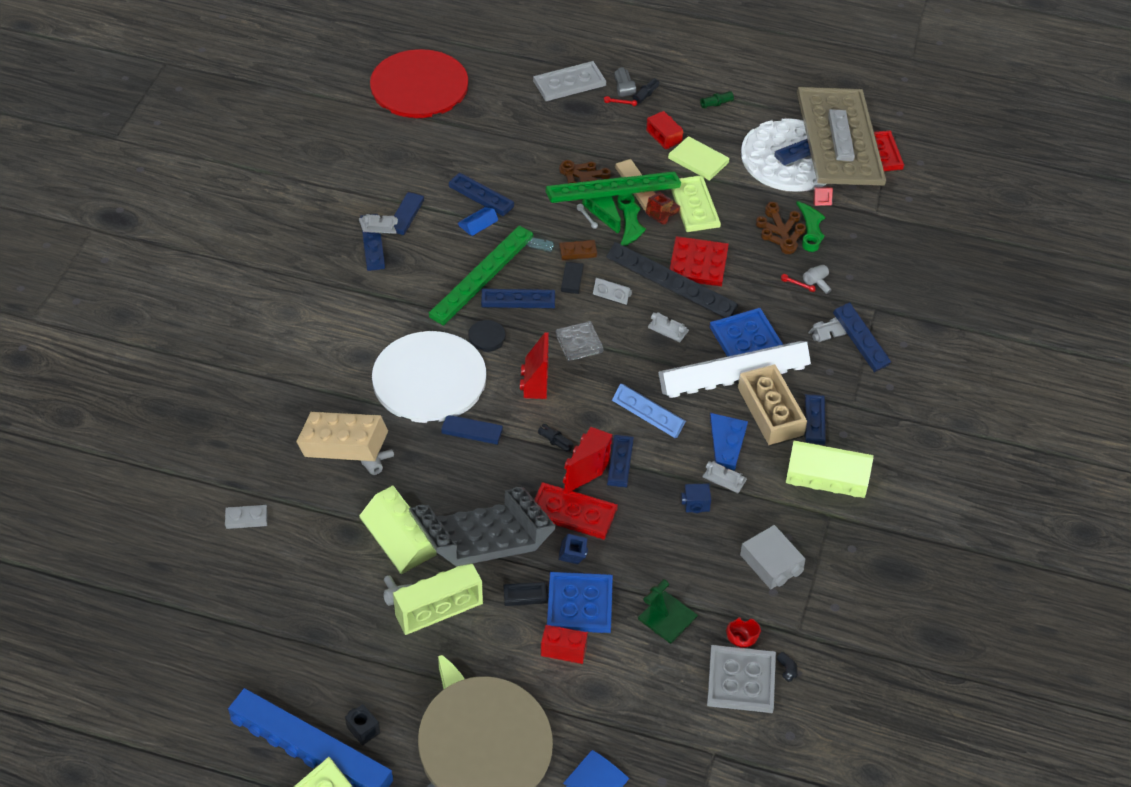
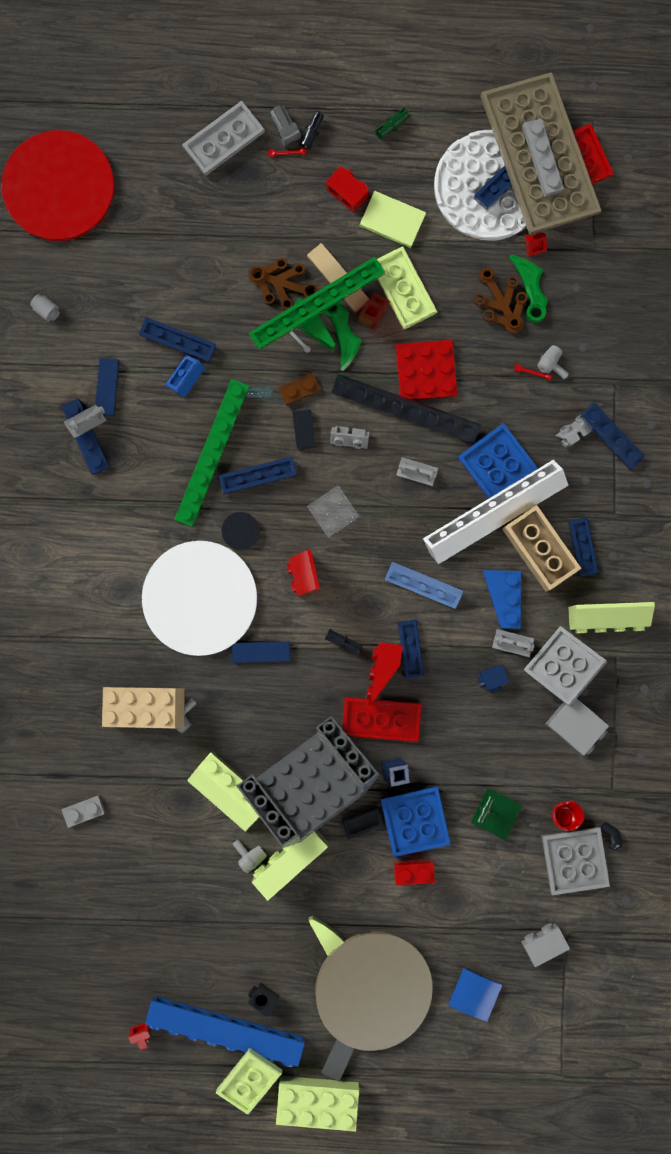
camera: 15 degrees left, 35 degrees up
(217, 725) = (140, 1034): none -> red tile
(375, 150) = (45, 307): none -> light grey brick
(687, 748) = (545, 944): none -> light grey brick
(772, 500) = (565, 666): none -> light grey plate

